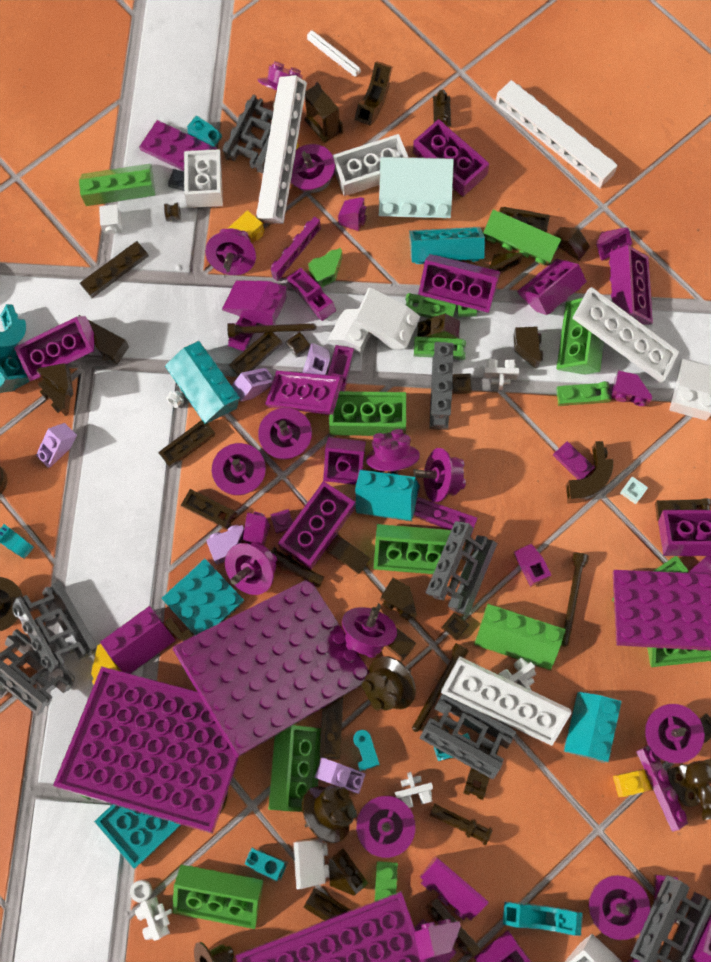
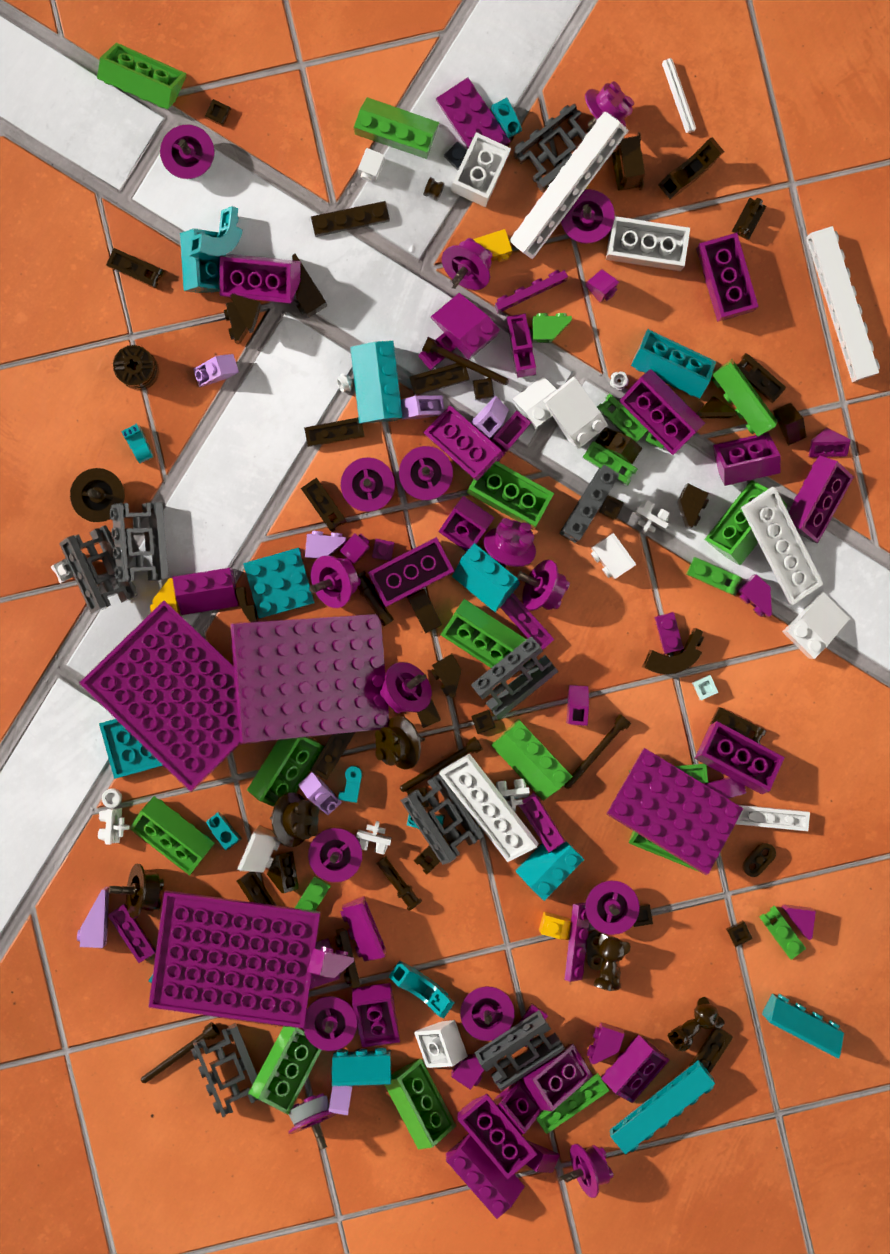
camera: 20 degrees right, 15 degrees up
(409, 276) = (619, 375): none -> white plate
(415, 187) = (675, 294): light aqua slope -> none
(487, 419) = (612, 556): none -> white slope
(562, 689) = (542, 822): none -> magenta plate

